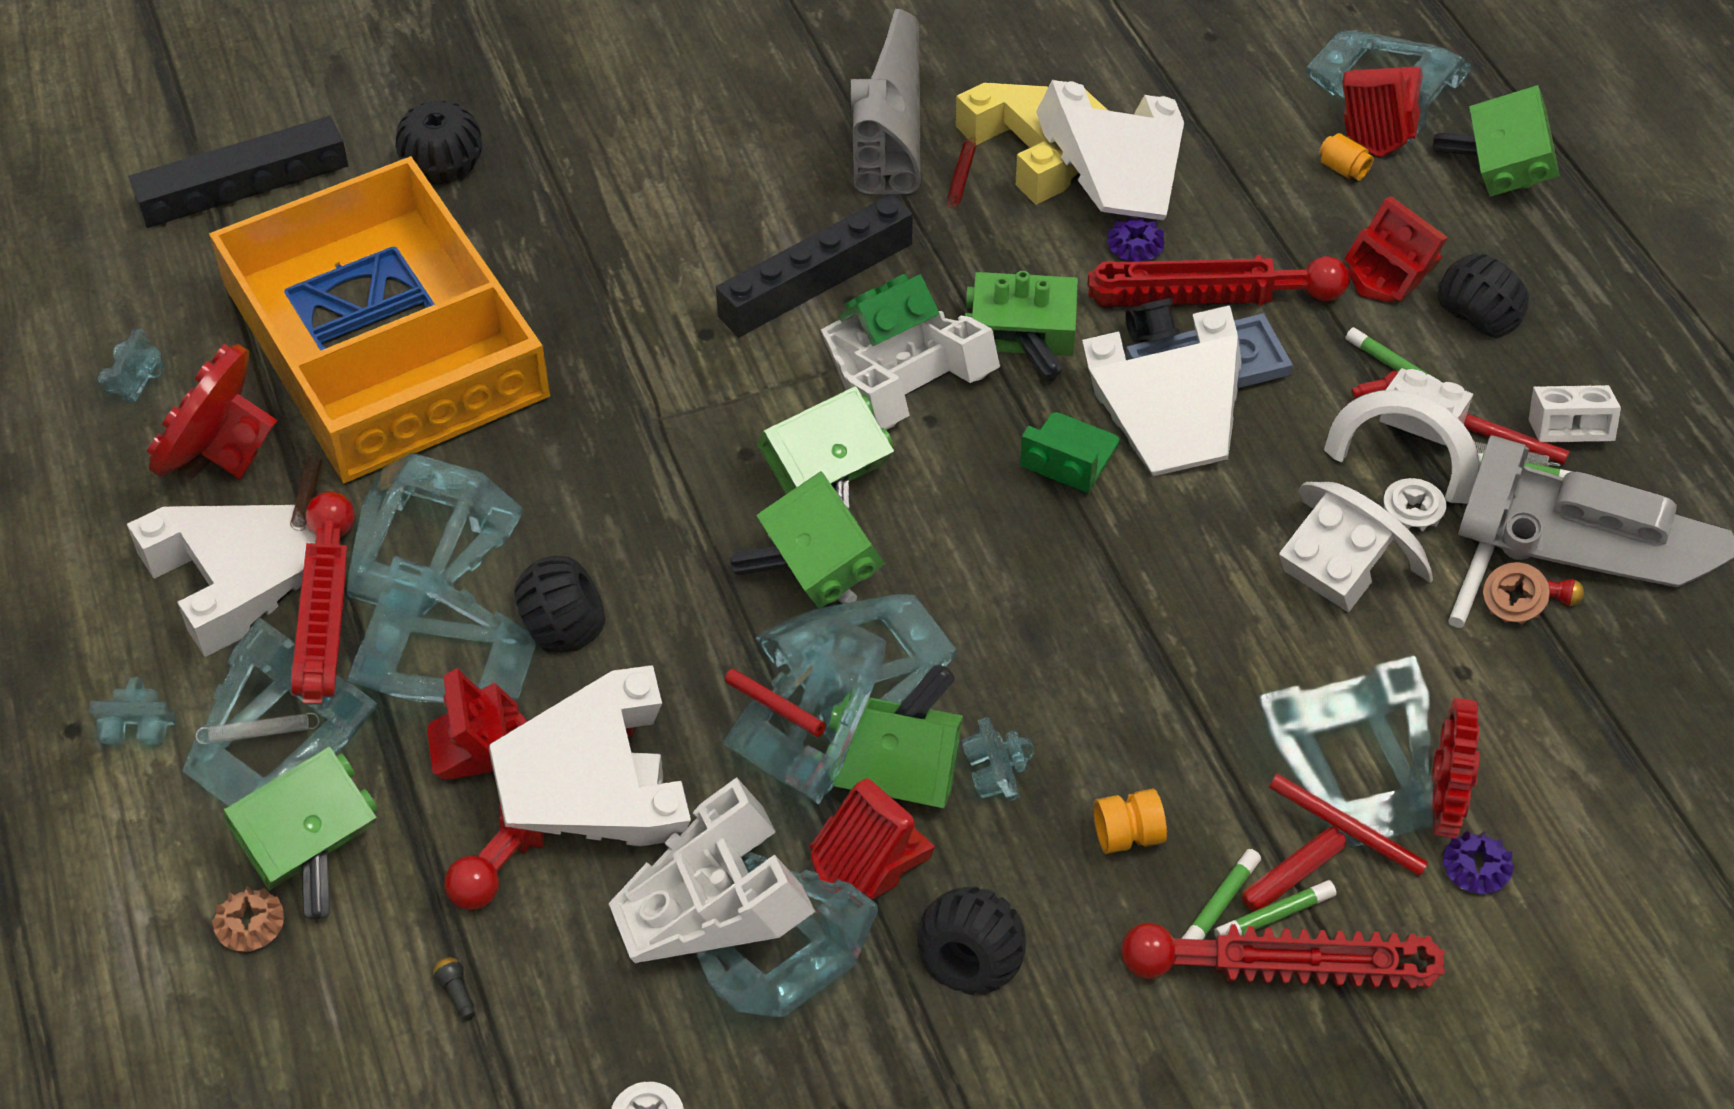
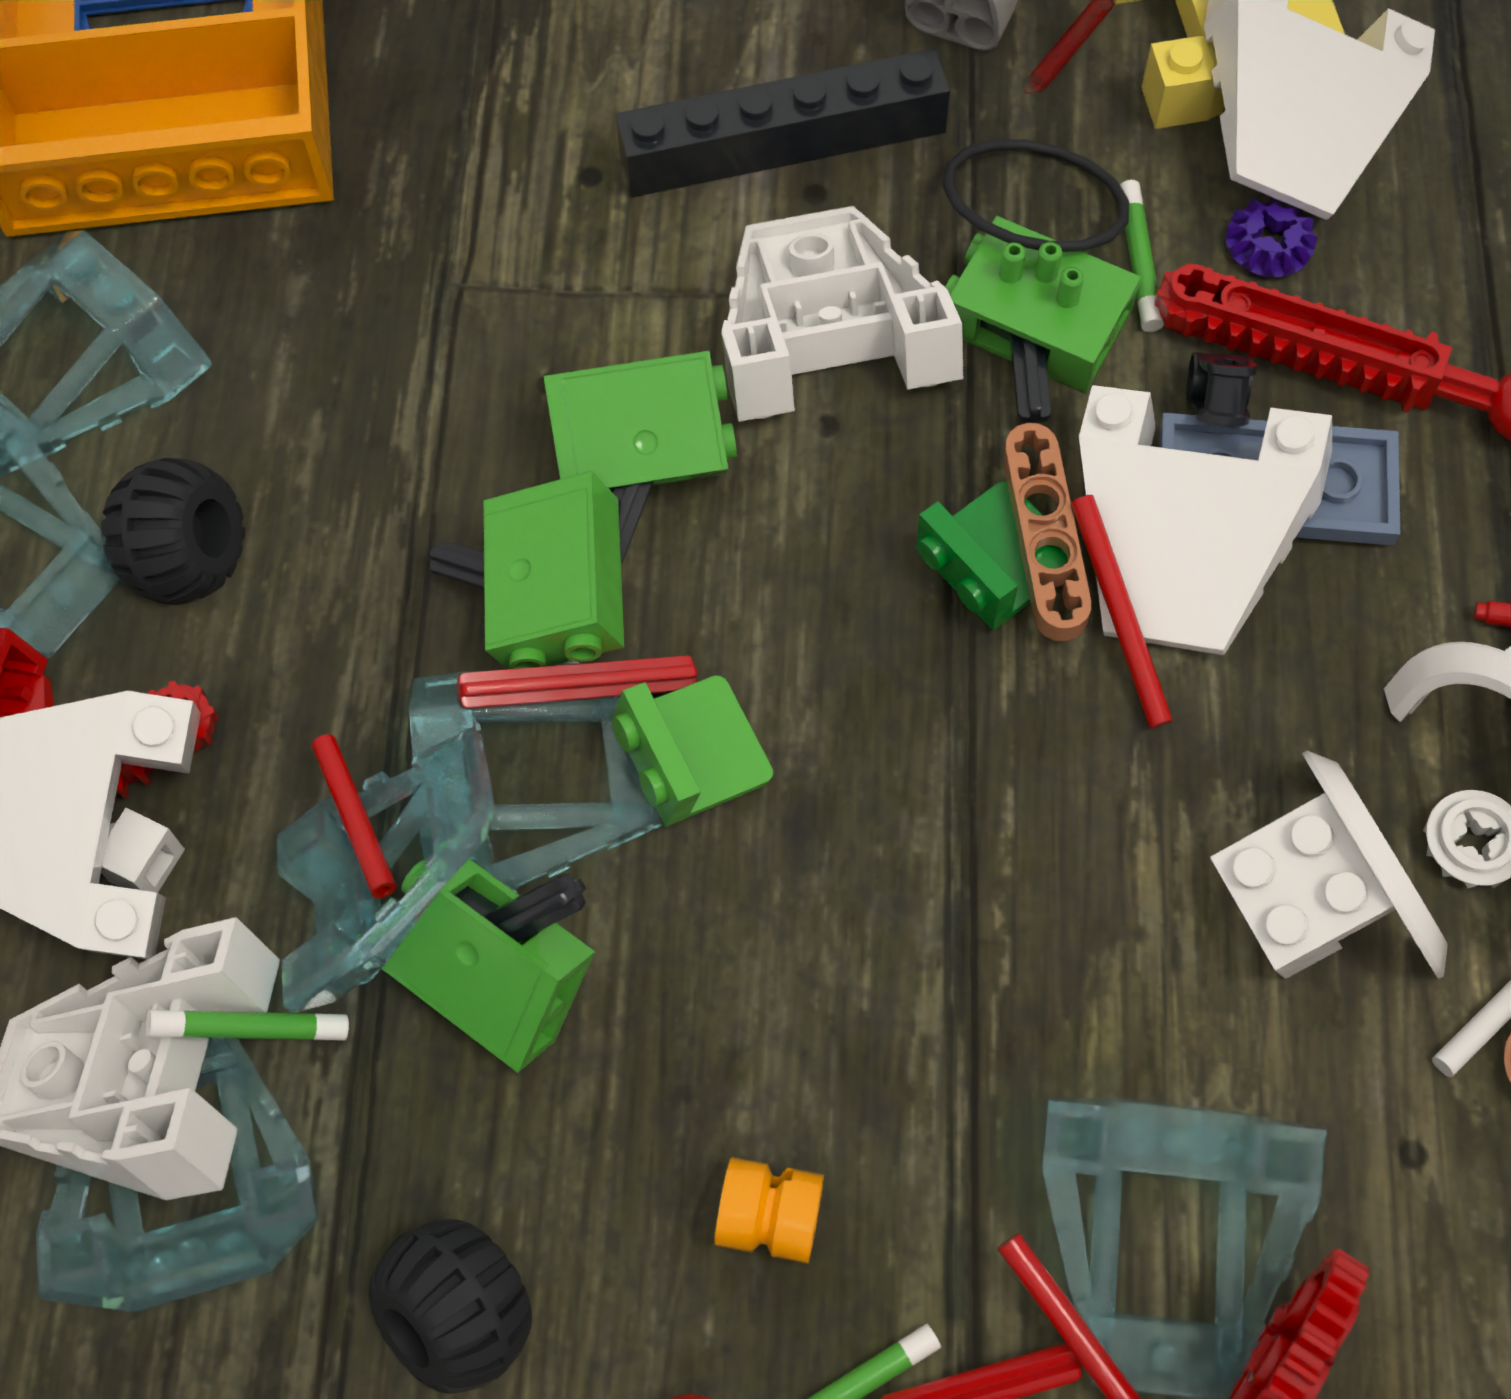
camera: 25 degrees right, 15 degrees up
(766, 839) = (246, 1025): none -> bright green bar
(864, 594) = (572, 681): none -> red axle
(869, 842) = (384, 1089): red piece -> none
(892, 308) = (841, 238): green bracket -> none
(947, 607) = (690, 747): none -> bright green bracket
(988, 233) = (1045, 149): none -> black piece
(1002, 755) = (642, 1024): clear light blue hips -> none
(1064, 270) = (1141, 258): none -> bright green bar
(1098, 425) = (1053, 529): none -> nougat beam
(1159, 455) = (1121, 611): none -> red bar

